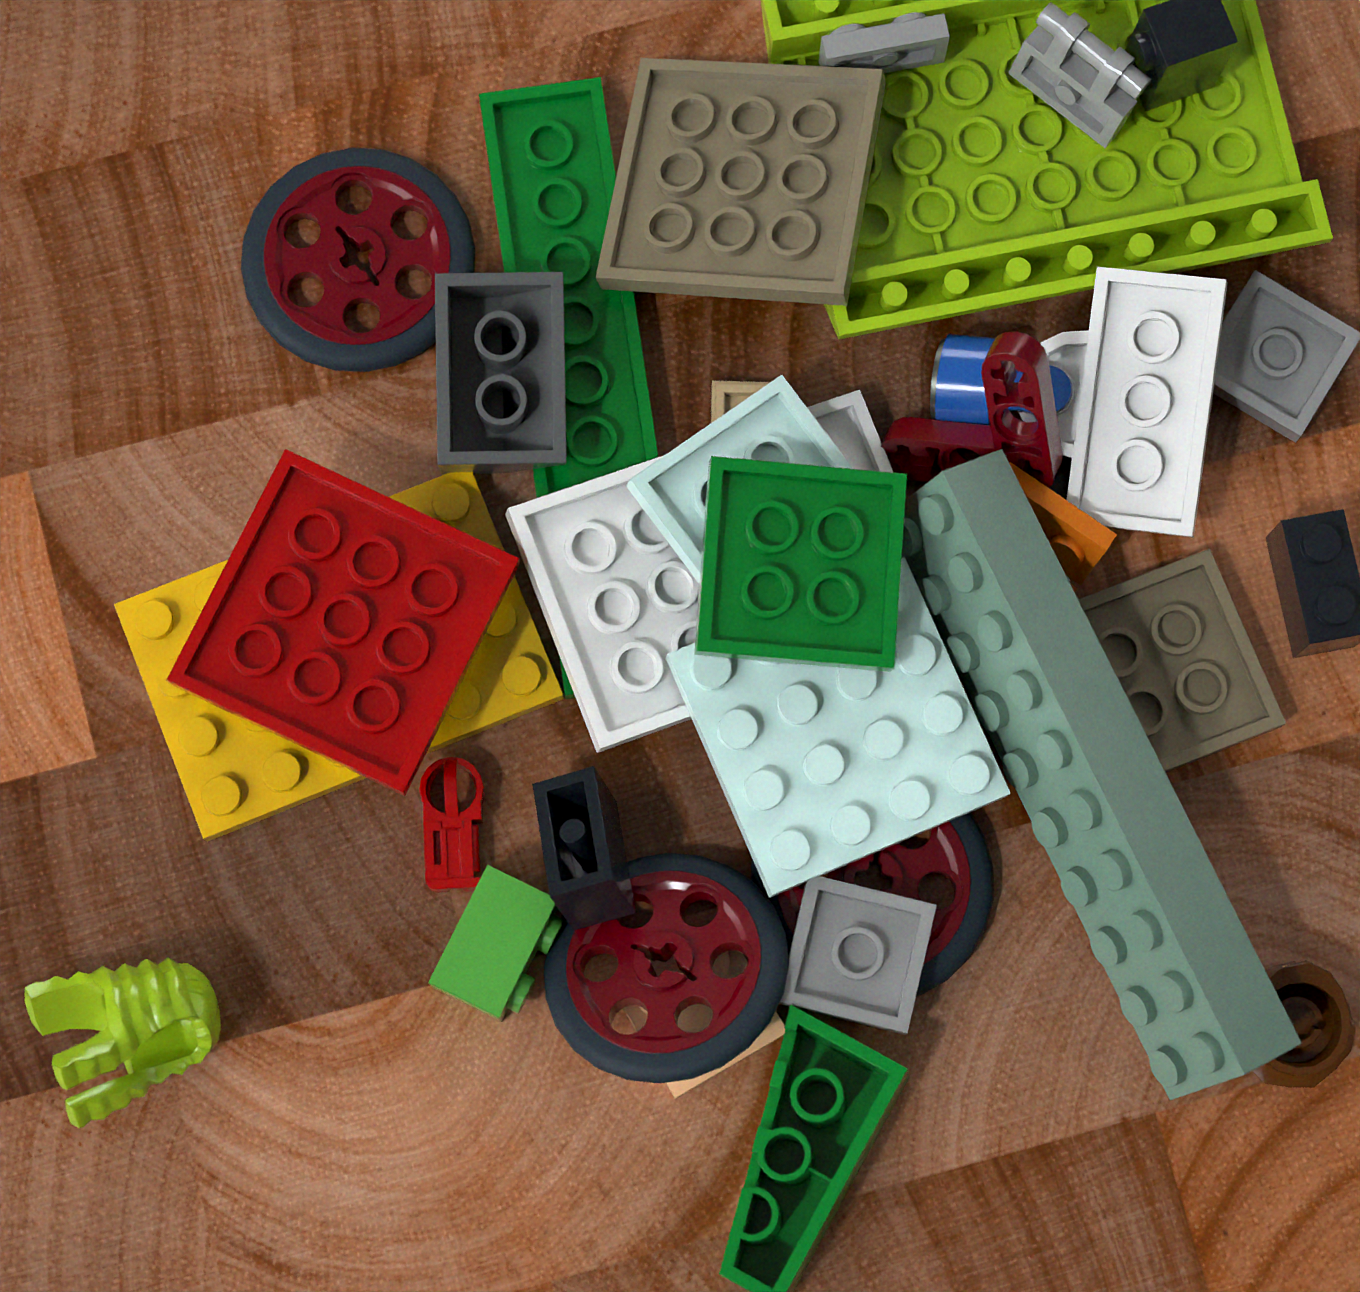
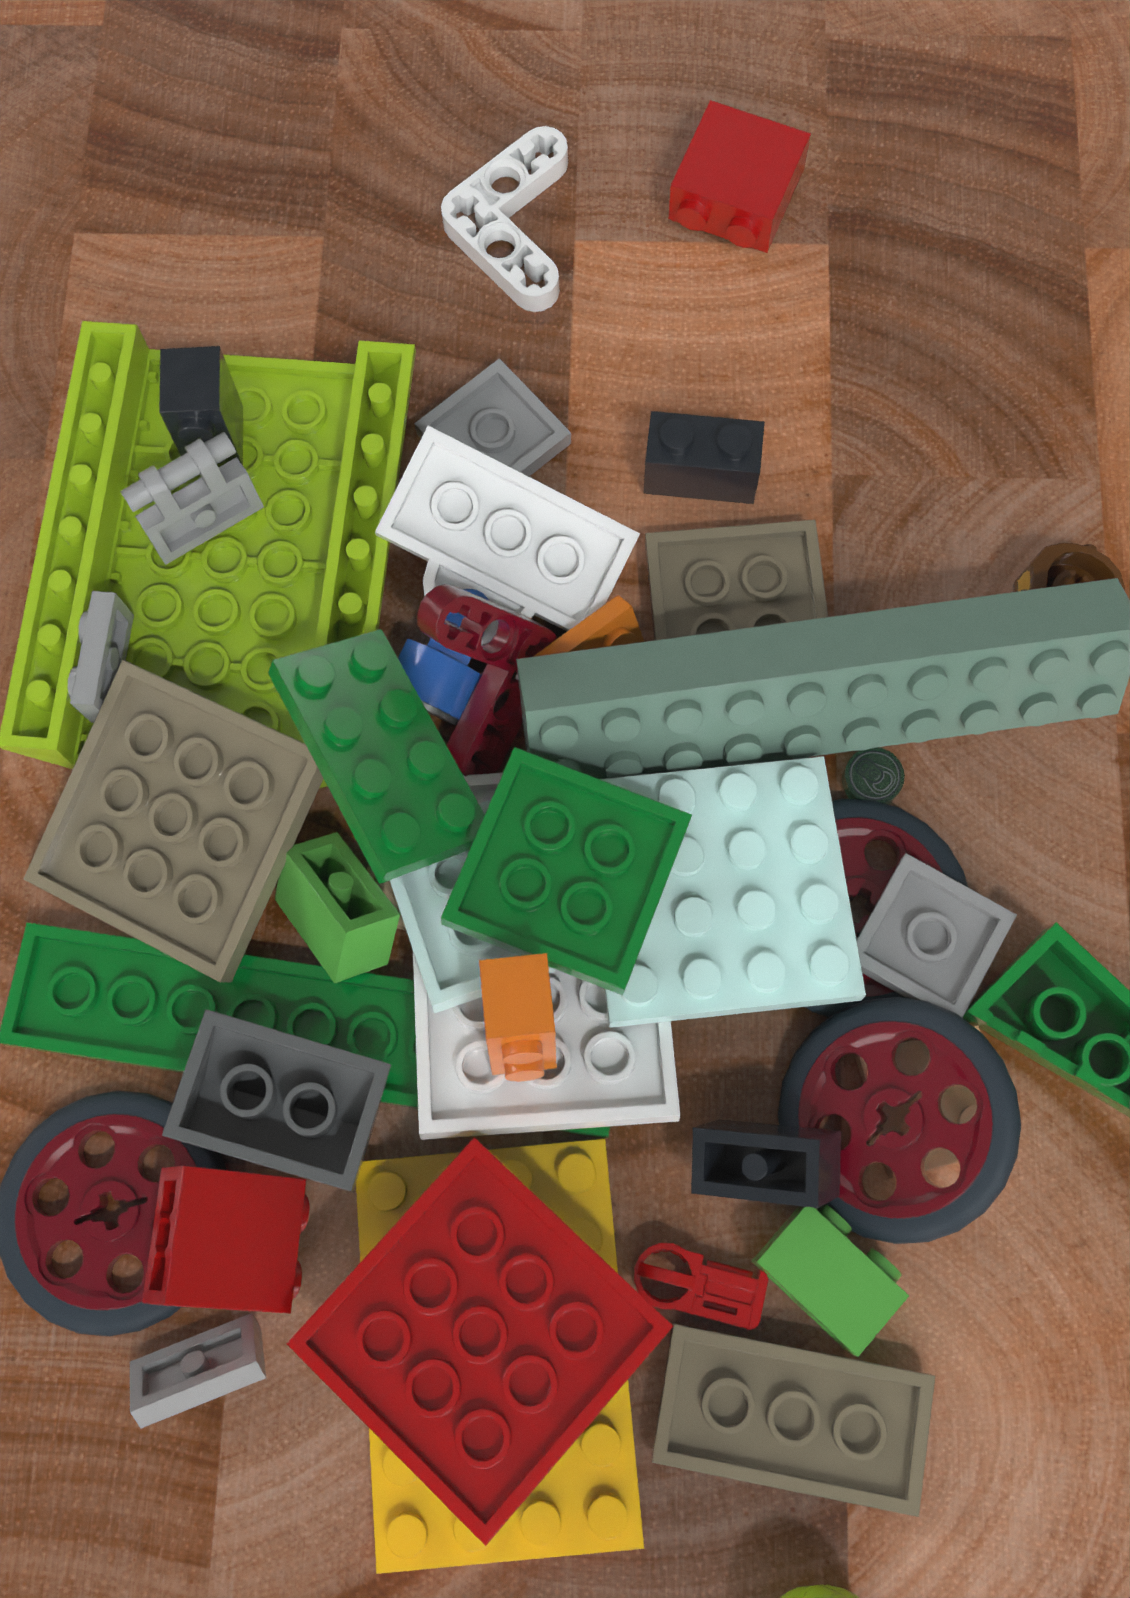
camera: 65 degrees left, 5 degrees down
(240, 384) = (196, 1370): none -> light grey plate
(357, 945) = (794, 1419): none -> dark tan plate
(361, 369) = (226, 1240): none -> red brick
(640, 560) = (518, 1016): none -> orange brick
(704, 362) = (337, 907): none -> bright green brick
(863, 346) = (379, 753): none -> green plate
(1018, 863) = (873, 776): none -> clear green tile

